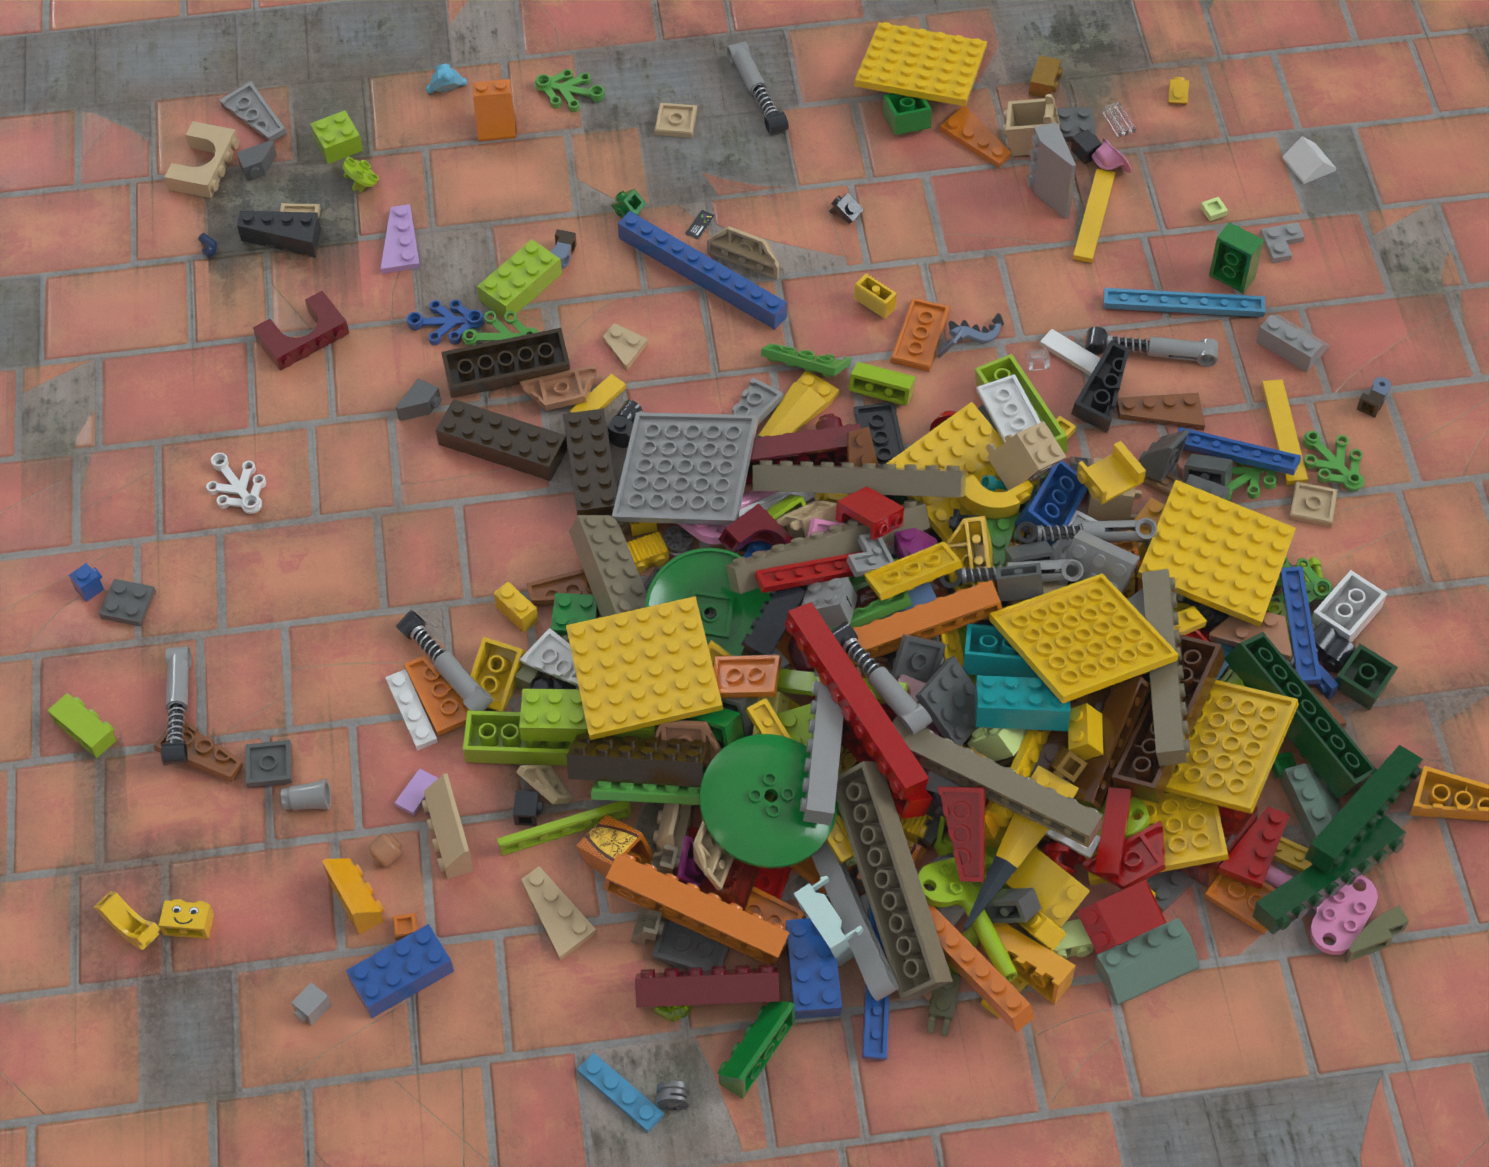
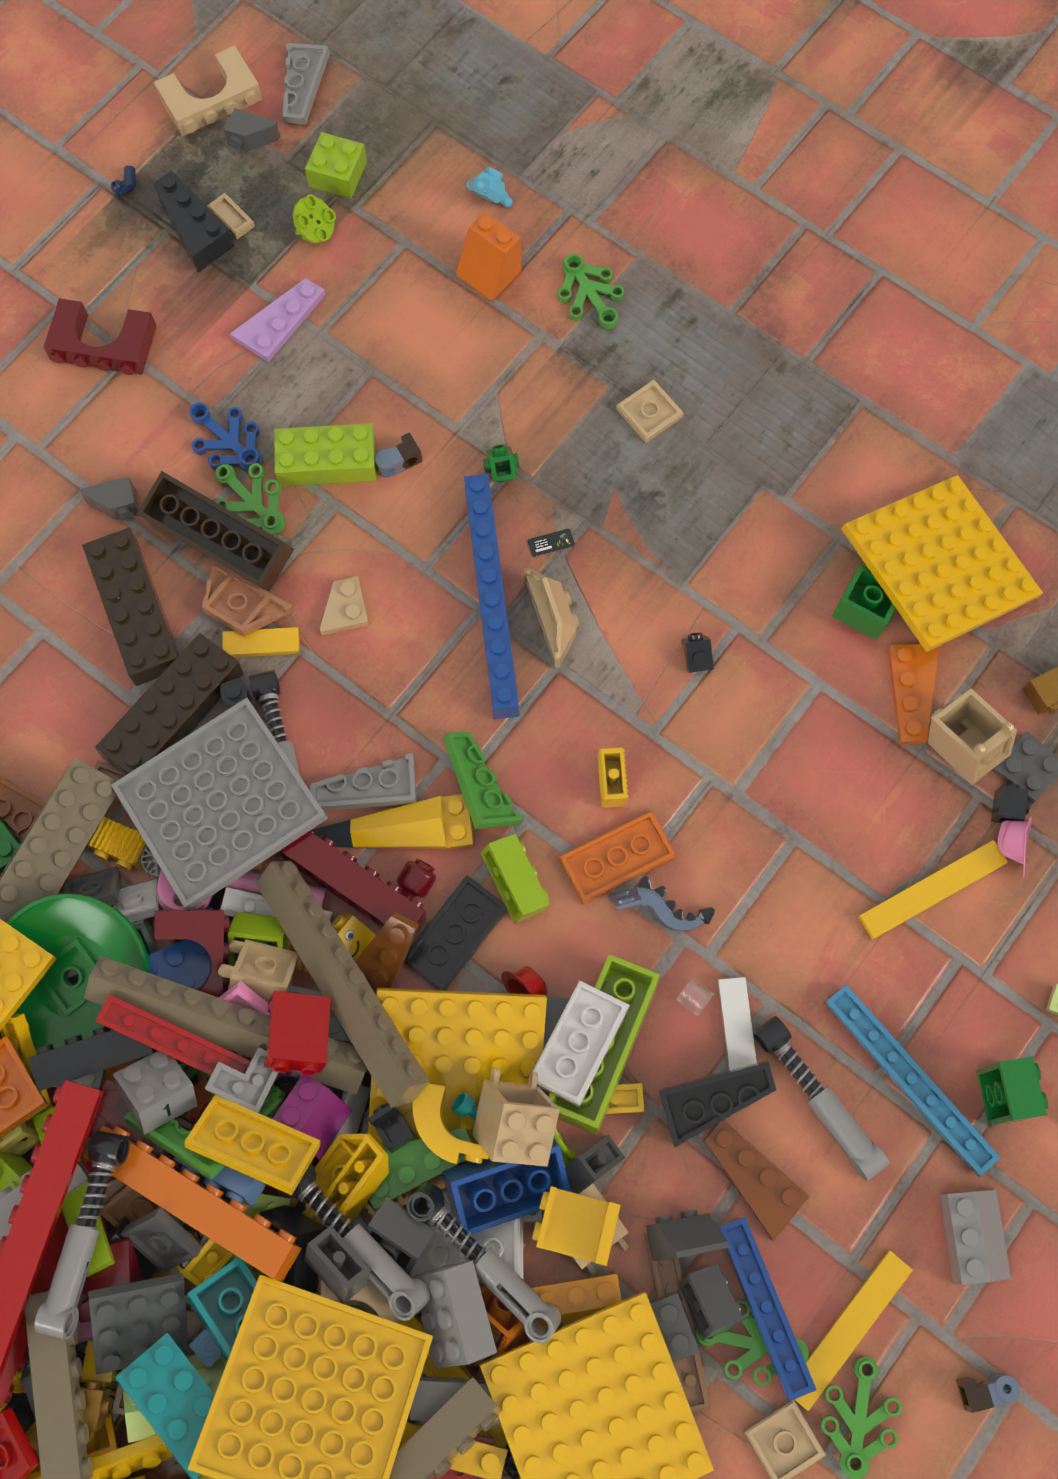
camera: 45 degrees right, 15 degrees up
(740, 56) = (759, 442): piece -> none
(1051, 168) = (928, 804): light grey slope -> none

